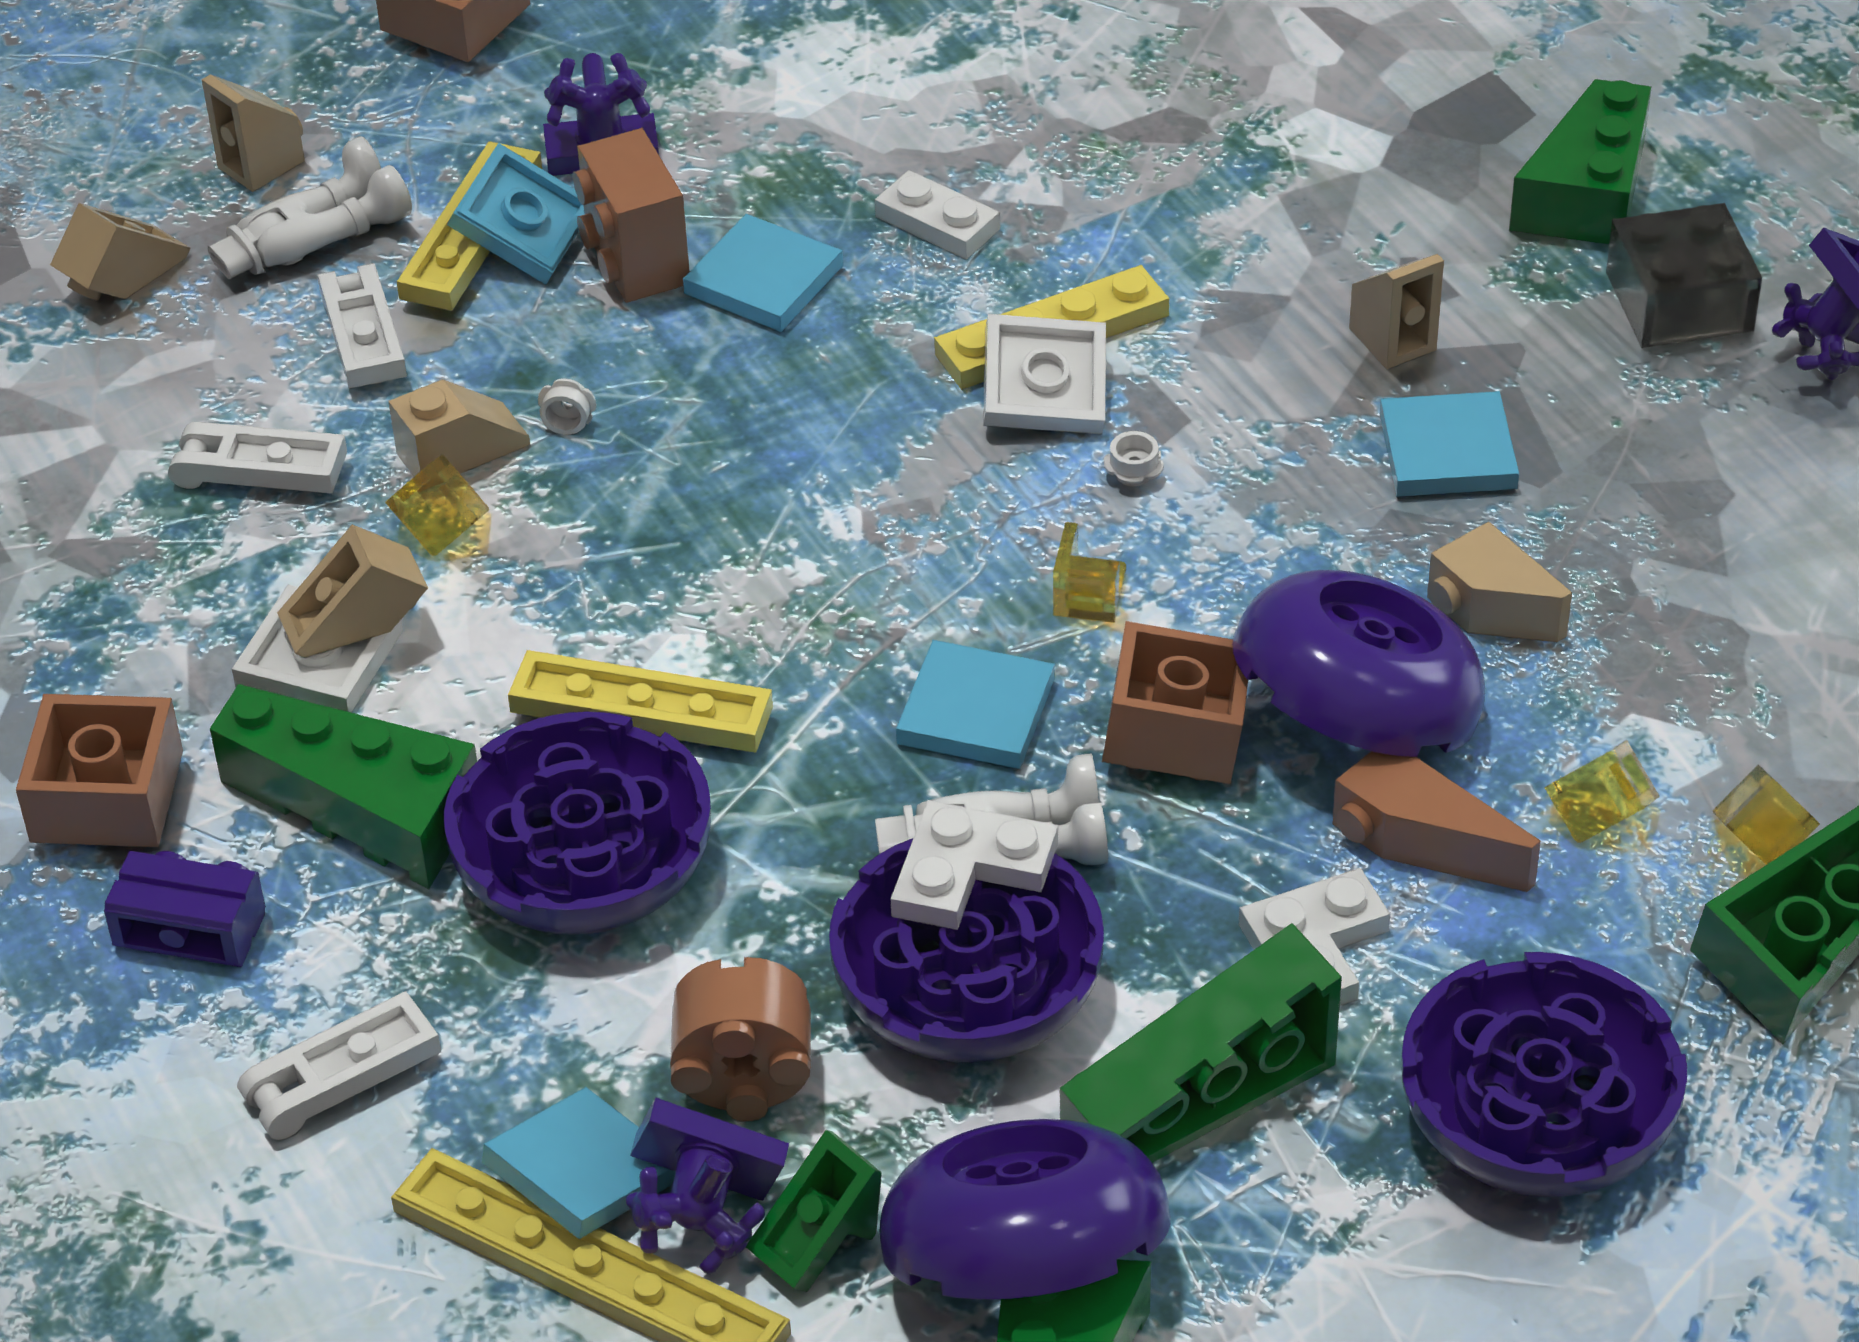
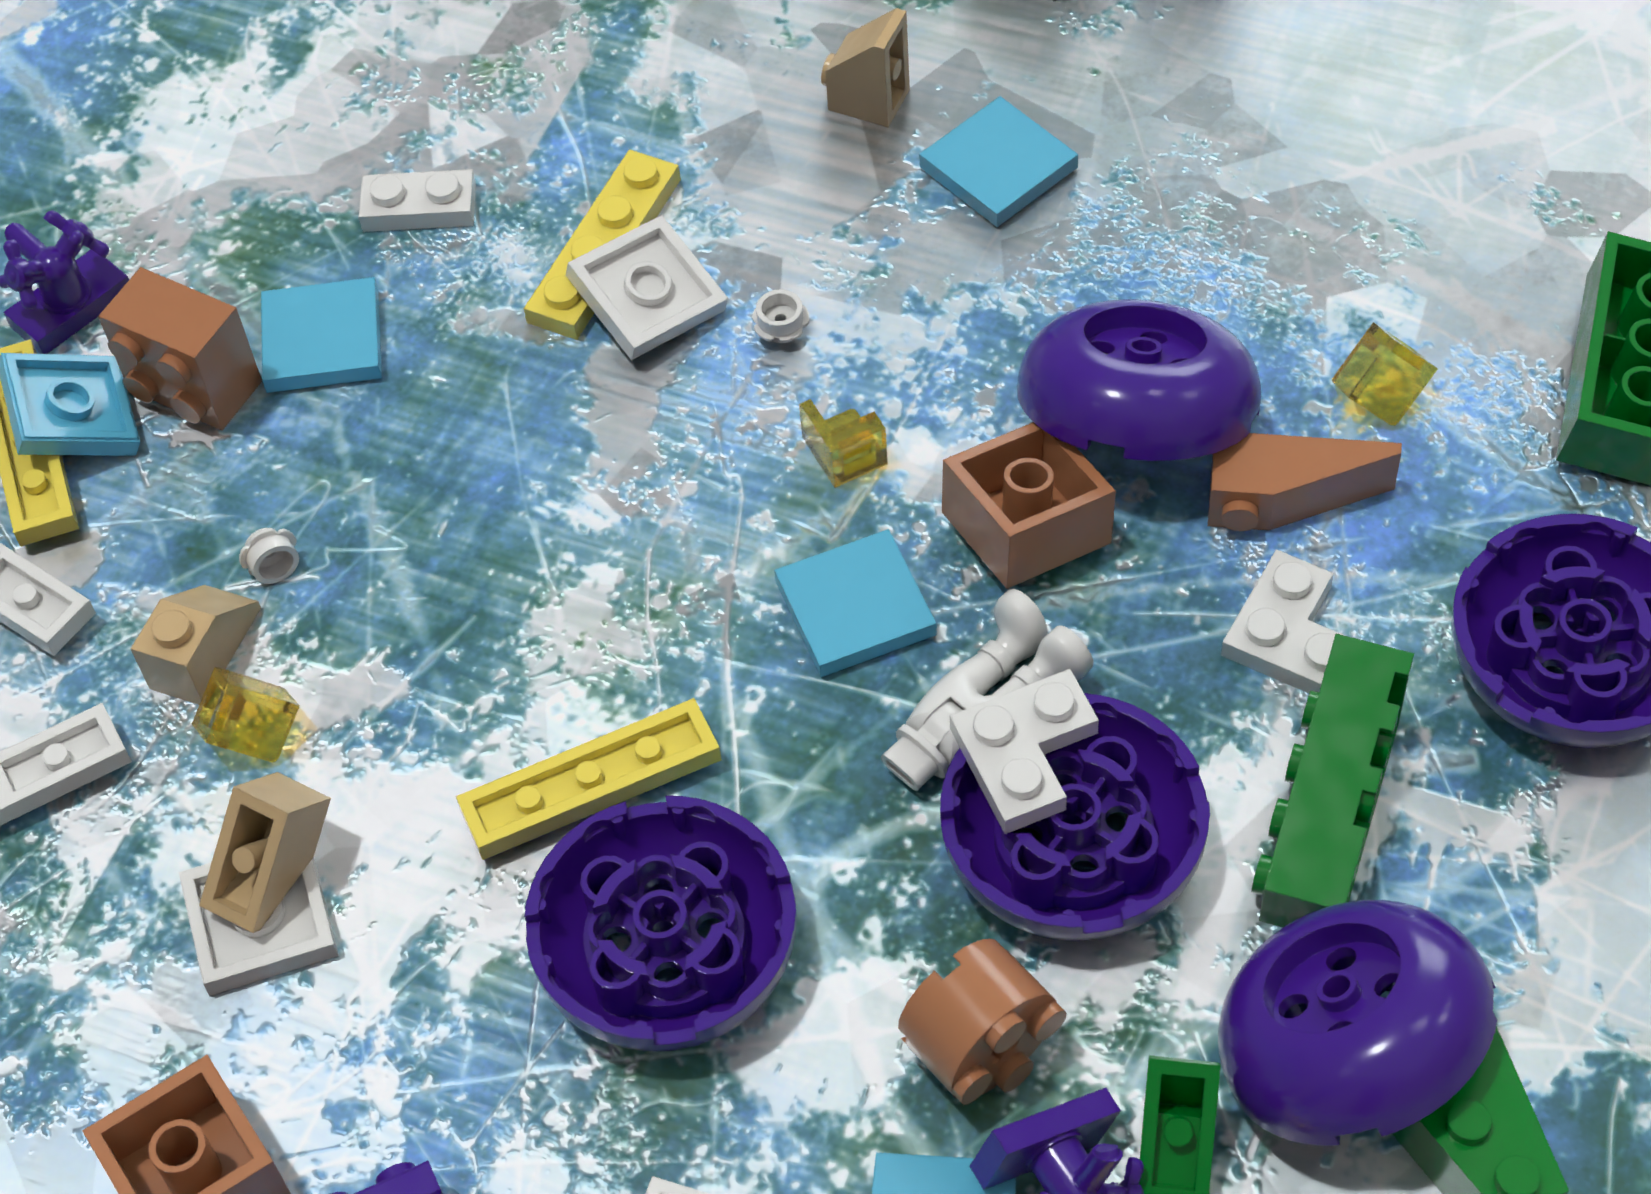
camera: 35 degrees left, 10 degrees up
(344, 774) = (410, 1015): green wedge -> none
(1497, 588) = (1157, 255): tan slope -> none
(1765, 816) = (1511, 320): clear yellow panel -> none

